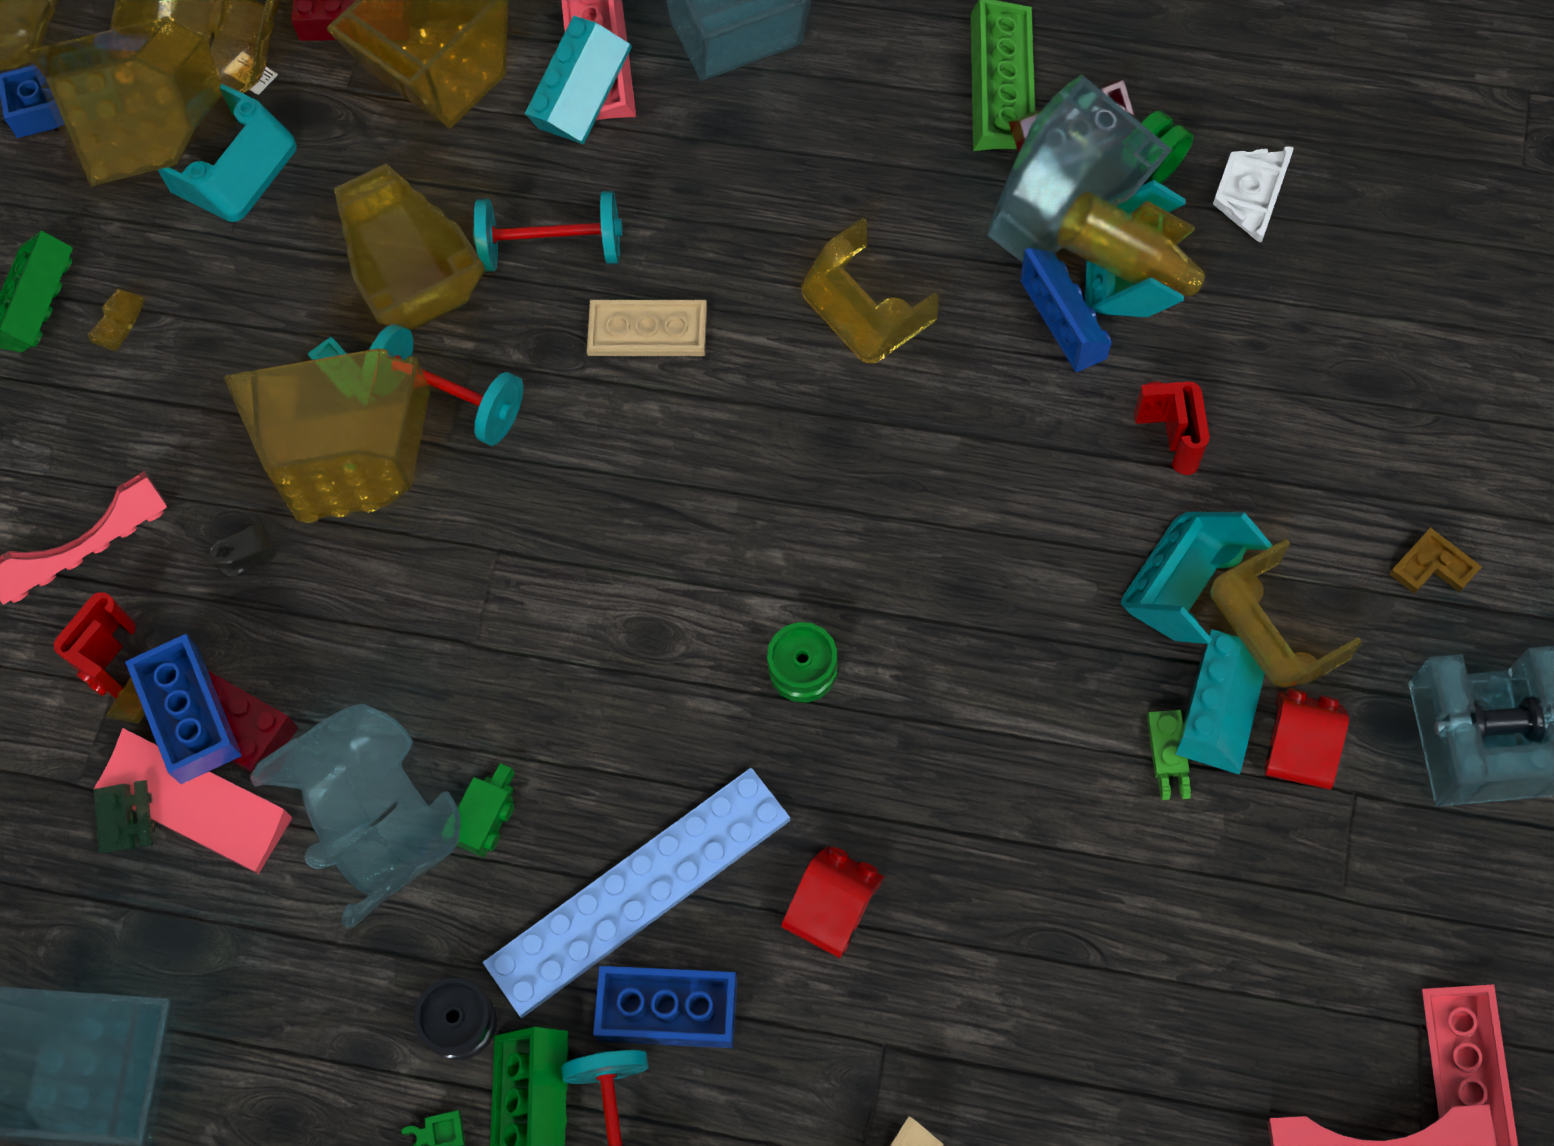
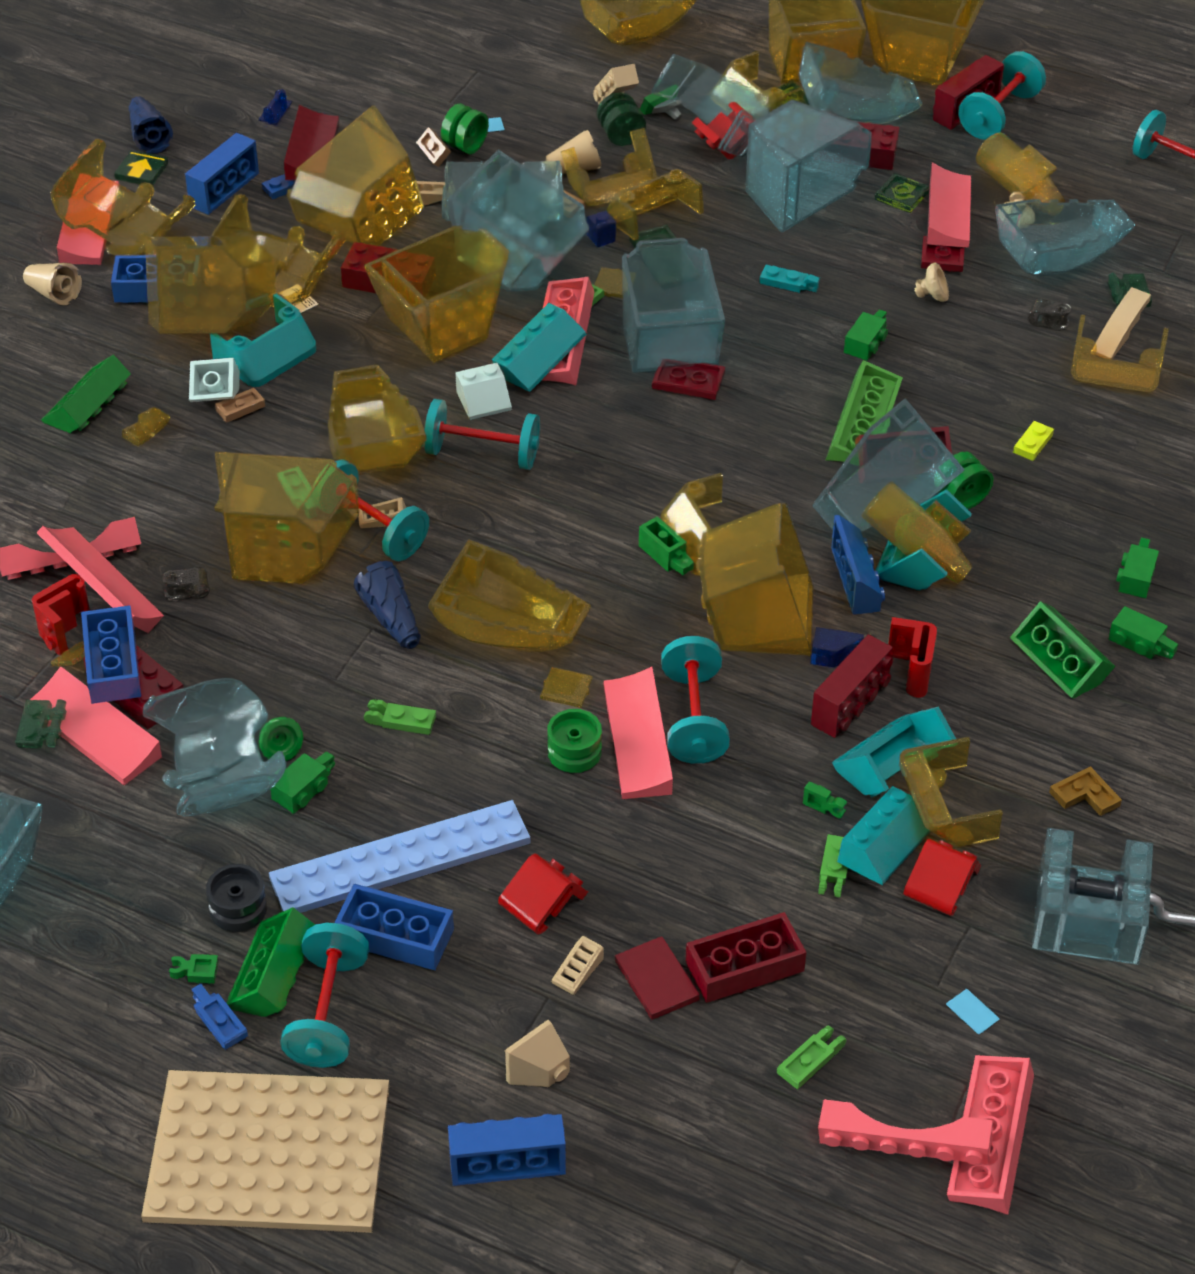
camera: 10 degrees right, 20 degrees down
(130, 580) = (101, 575): none -> coral arch
(182, 233) = (213, 379): none -> light aqua slope
(227, 257) = (241, 405): none -> medium nougat plate
(436, 760) = (288, 738): none -> green hair
(454, 368) = (392, 507): none -> tan slope
(506, 512) = (386, 598): none -> dark blue cone
(526, 159) = (483, 391): none -> light aqua slope
(575, 678) = (400, 717): none -> bright green hinge
(647, 328) = (535, 514): tan plate -> none
(658, 487) = (504, 604): none -> clear yellow windscreen
(763, 576) = (566, 687): none -> clear yellow piece
(778, 75) = (698, 380): none -> dark red tile
(824, 339) = (665, 546): none -> green hinge
(875, 627) = (638, 736): none -> coral arch
(912, 508) = (696, 737): none -> teal piece
(912, 964) = (585, 950): none -> tan slope
(961, 378) = (757, 584): none -> clear yellow windscreen
(1006, 981) = (657, 977): none -> dark red tile
(1071, 432) = (833, 646): none -> clear blue slope
(1109, 929) = (745, 957): none -> dark red brick
(1117, 491) = (852, 686): none -> dark red brick
(1124, 662) = (822, 801): none -> green plate
(1214, 60) = (1033, 440): none -> neon yellow plate
(1227, 1050) = (810, 1057): none -> bright green hinge
(1251, 188) = (1032, 525): white wing -> none
(1344, 365) = (1061, 651): none -> green slope
(1395, 919) = (972, 1011): none -> medium azure sticker
(1398, 219) = (1138, 569): none -> green hinge
(1431, 316) = (1141, 634): none -> green hinge

